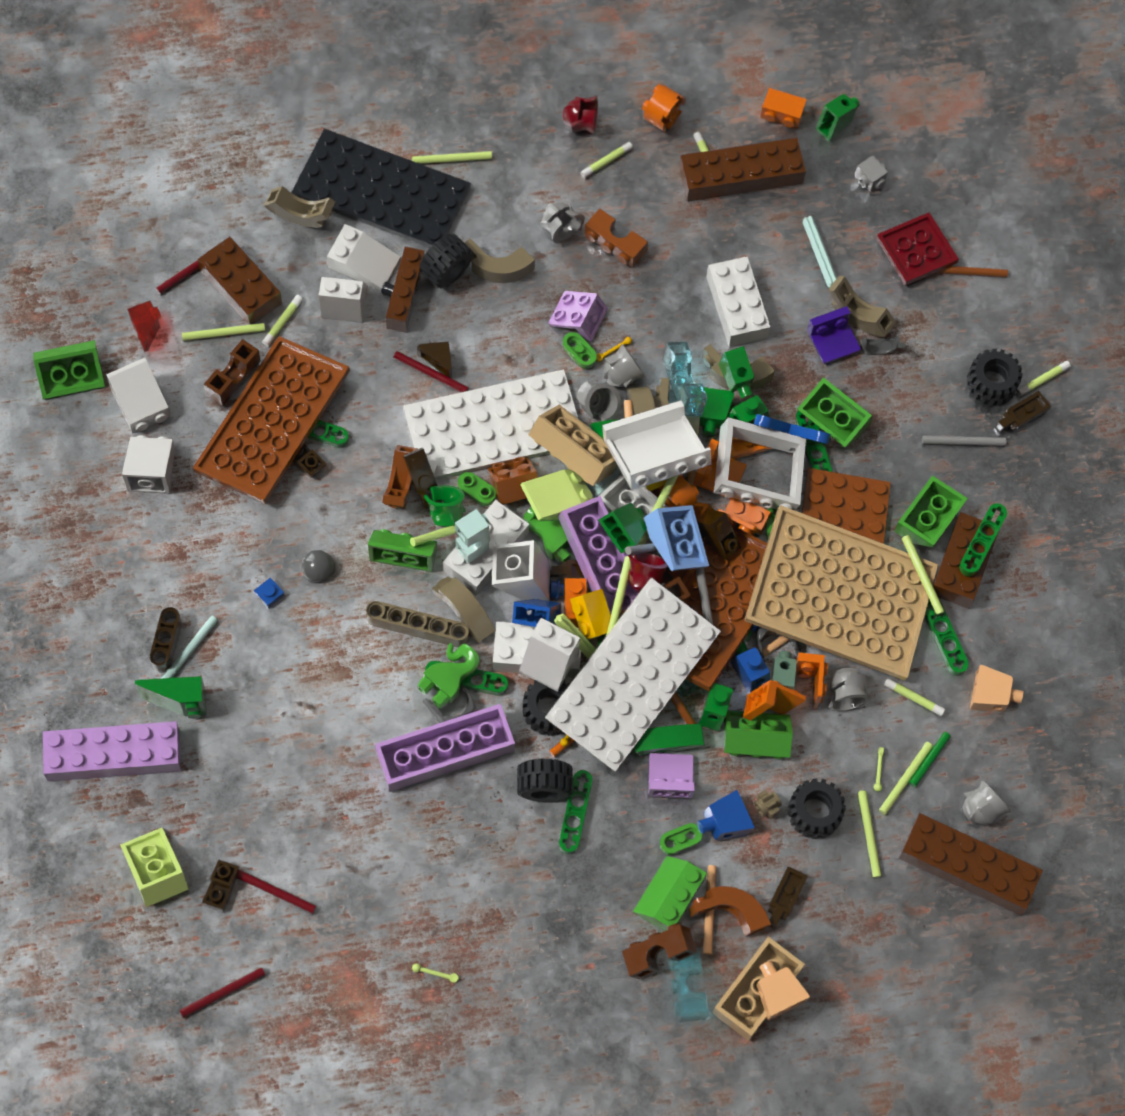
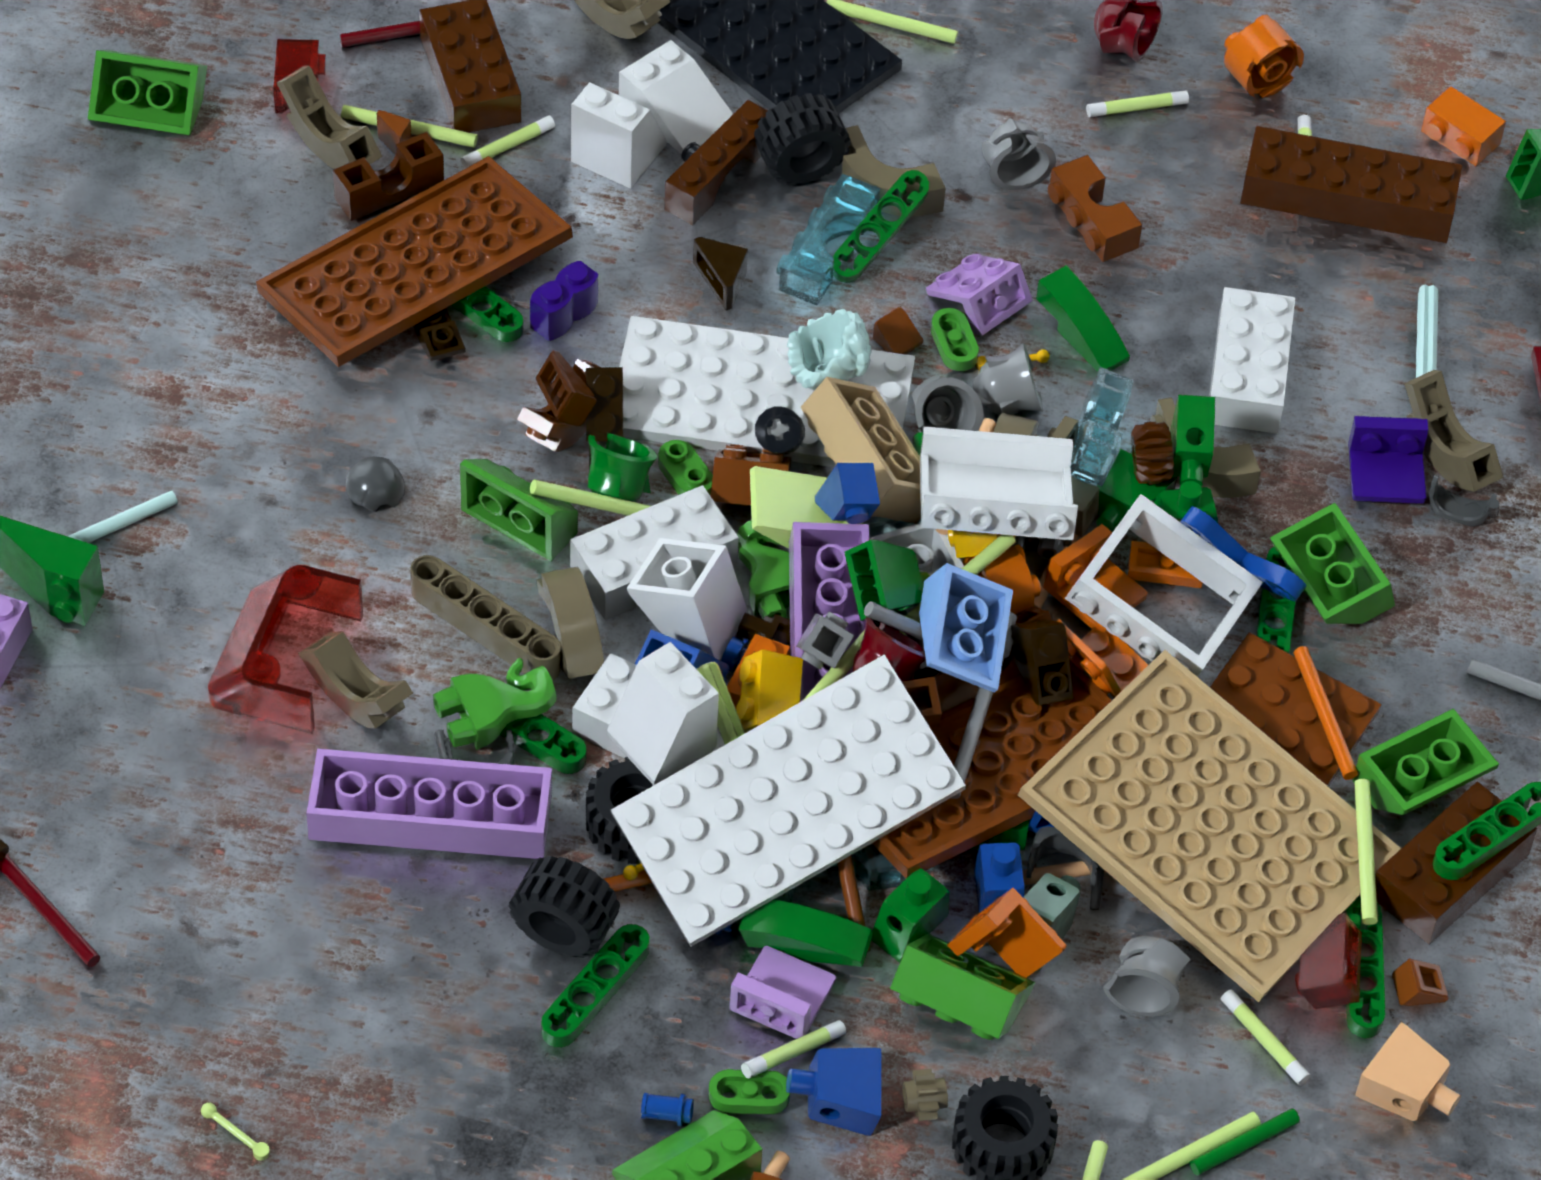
camera: 25 degrees right, 15 degrees down
(138, 395) = (228, 154): white slope -> none
(149, 464) = (190, 254): white slope -> none
(165, 630) = (81, 492): dark brown beam -> none
(181, 356) = (321, 126): none -> dark tan arch
(219, 341) = (392, 129): none -> dark orange slope
(269, 592) = (278, 493): blue plate -> none
(306, 713) = (248, 676): none -> clear red windscreen
(364, 411) = (564, 300): none -> dark purple brick
(370, 694) = (351, 683): none -> dark tan arch
(407, 478) = (567, 394): none -> reddish brown slope
(430, 372) = (710, 299): dark red bar -> none
(473, 535) = (631, 501): light aqua arch -> none
(487, 292) = (809, 267): none -> clear light blue arch
(513, 298) = (876, 223): none -> green beam
(524, 391) = (829, 347): none -> light aqua hair
(524, 459) = (791, 439): none -> black piece
(547, 359) = (897, 332): none -> dark orange slope
(584, 484) = (849, 493): none -> blue slope
(611, 576) = (825, 640): none -> light grey brick
(640, 312) = (1081, 319): none -> green slope
(645, 866) = (667, 1108): none -> blue pin
(692, 806) = (793, 1049): none -> yellowish green bar
(720, 387) = (1152, 453): none -> reddish brown gear
(813, 666) = (1102, 917): orange bracket -> none
(868, 501) = (1325, 713): none -> orange bar
(878, 787) = (1132, 1147): yellowish green hinge -> none
(932, 646) = (1332, 965): none -> clear red slope
(974, 634) = (1419, 983): none -> dark orange slope

